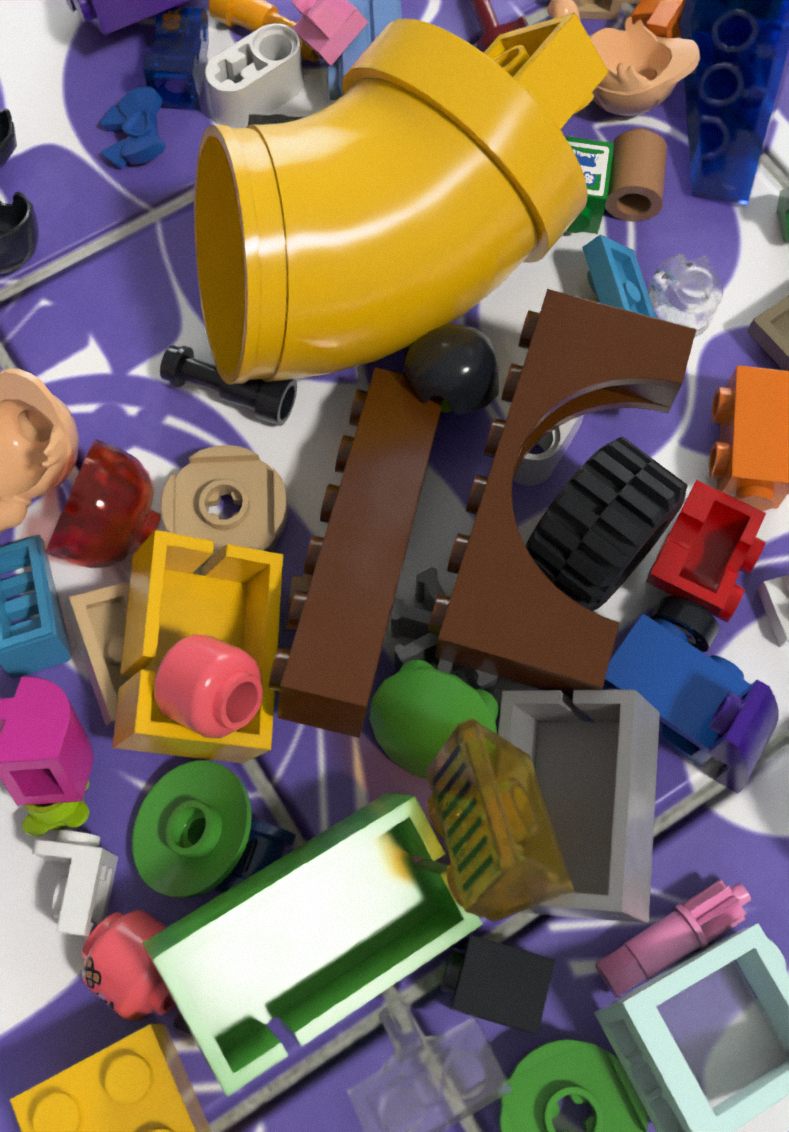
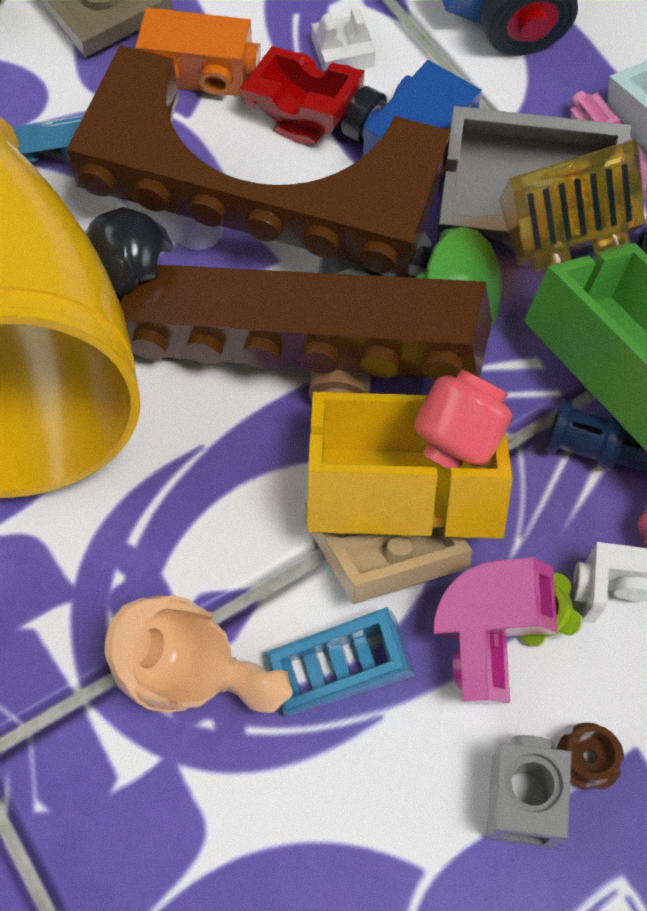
camera: 90 degrees left, 5 degrees down
(105, 510) = (249, 577): clear red cylinder -> none
(170, 826) = (598, 488): bright green dish -> none
(226, 472) = (248, 505): tan plate -> none
(269, 400) = (79, 520): black piece -> none
(605, 522) = (287, 128): black tyre -> none
(686, 292) = (48, 89): clear plate -> none
(743, 732) = (469, 64): dark purple slope -> none

